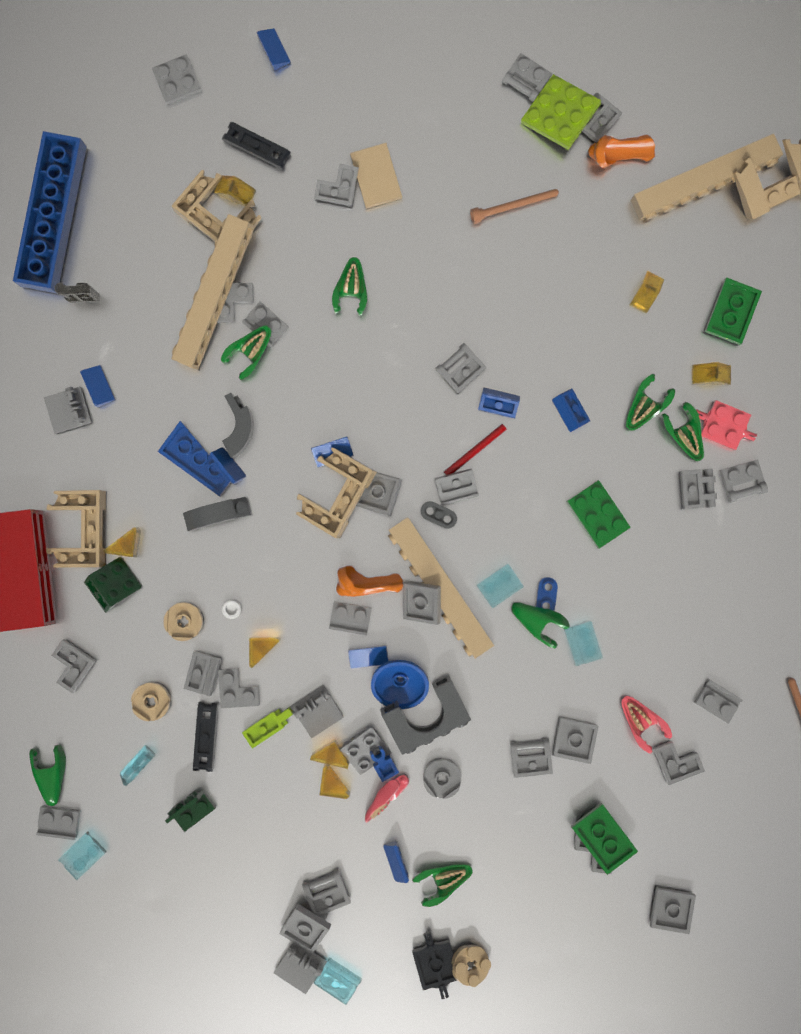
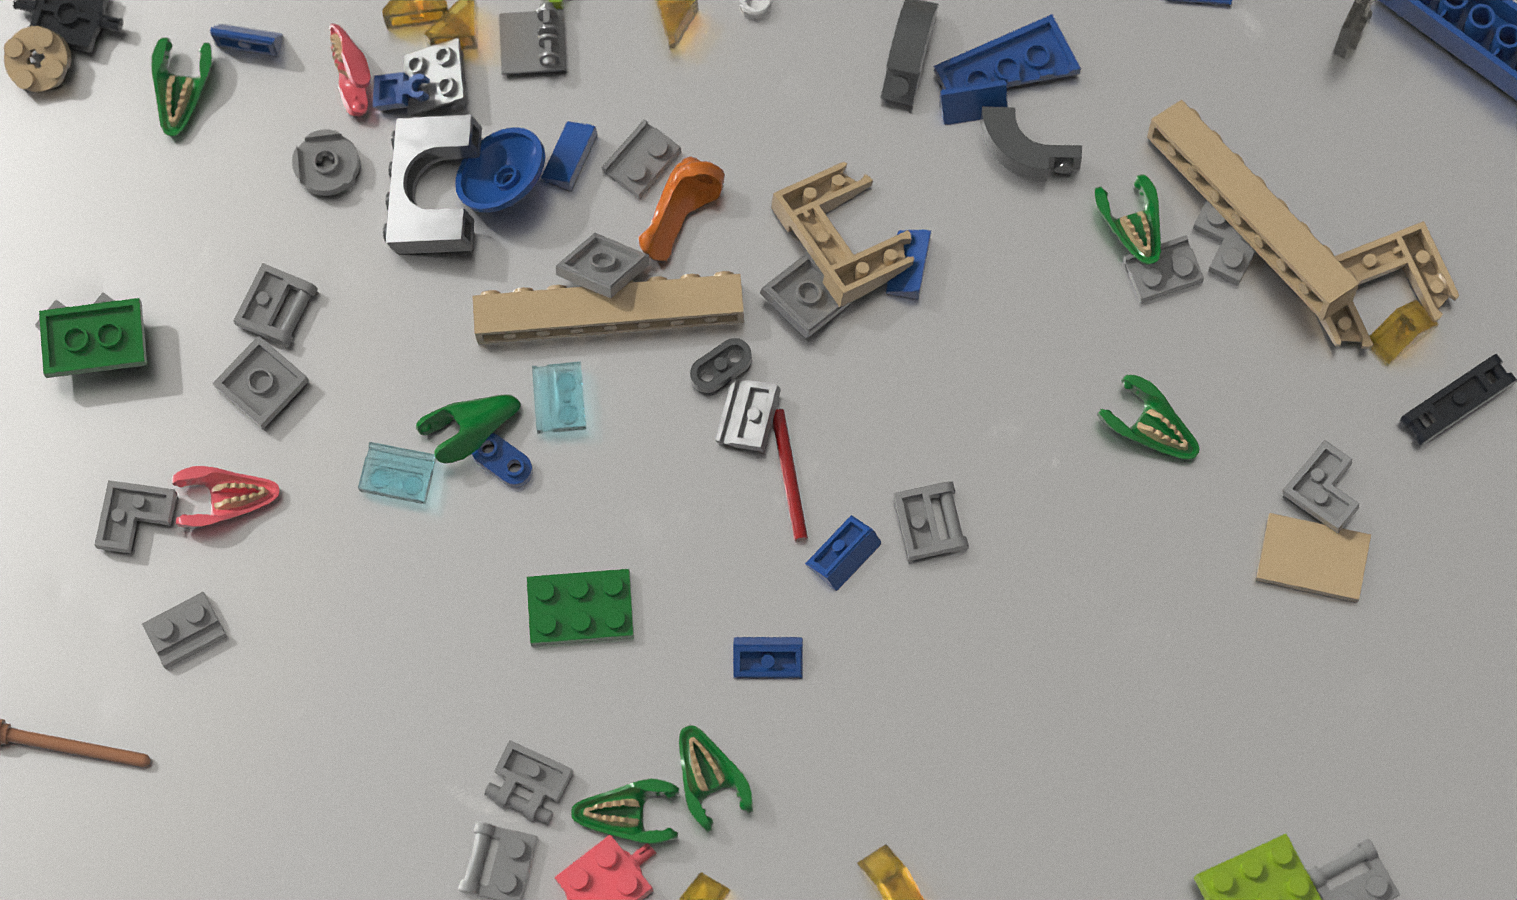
camera: 125 degrees right, 15 degrees down
(478, 215) = (1163, 680): nougat piece -> none

